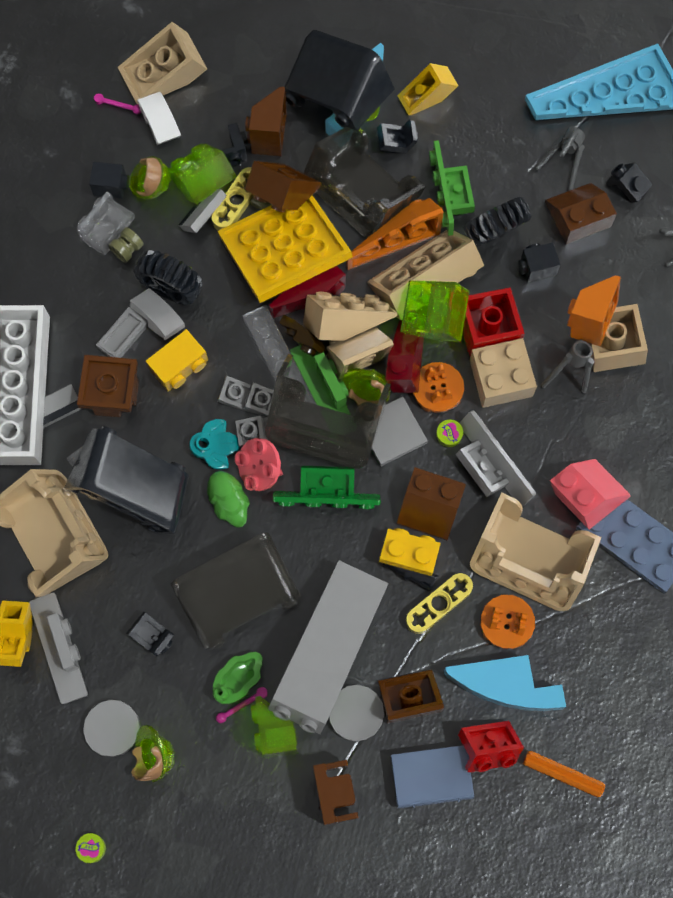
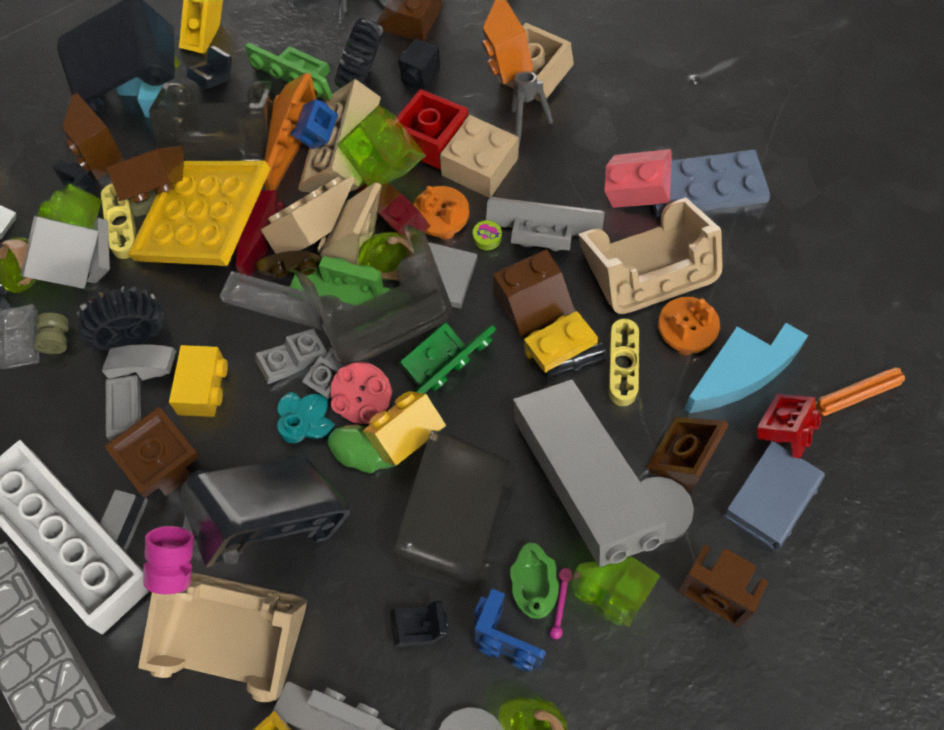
camera: 45 degrees left, 10 degrees down
(48, 464) = (169, 560): none -> dark pink wheel
(174, 195) = (59, 252): none -> light grey tile
(185, 672) = (495, 642): none -> blue bracket
(257, 512) = (403, 427): none -> yellow brick
(422, 253) = (315, 124): none -> blue brick

